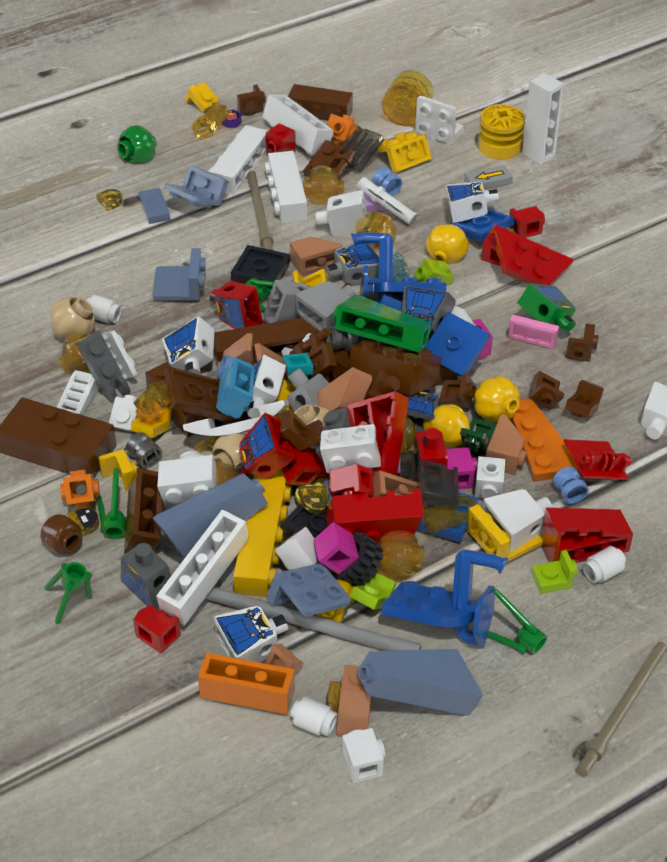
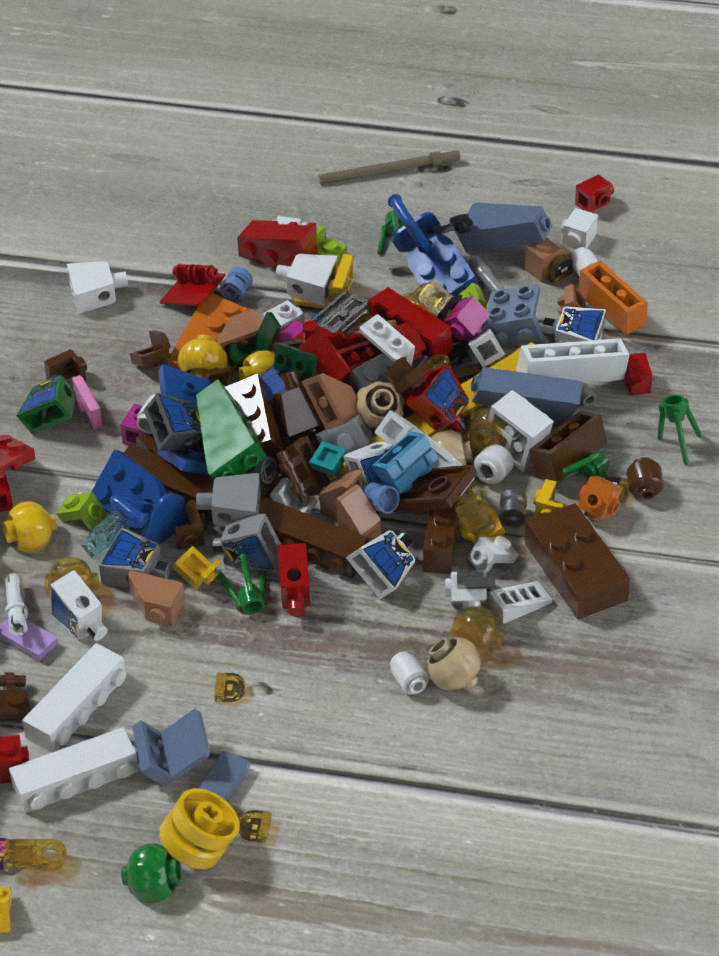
camera: 135 degrees left, 0 degrees up
(126, 158) = (199, 828): none -> yellow wheel
(141, 570) = (612, 391): dark grey torso -> none
(180, 281) = (302, 655): sand blue bracket -> none
(211, 247) = (229, 687): none -> clear yellow tile
(260, 264) = (215, 622): black plate -> none
(265, 236) = (168, 656): dark tan bar -> none
(322, 184) = (40, 670): clear yellow plant -> none
(375, 526) = (431, 297): none -> clear yellow brick
(395, 812) = (593, 193): none -> red brick
(424, 408) = (290, 357): none -> dark green bracket
(453, 628) = (458, 223): none -> black plate
(585, 400) = (137, 329): reddish brown bracket -> none

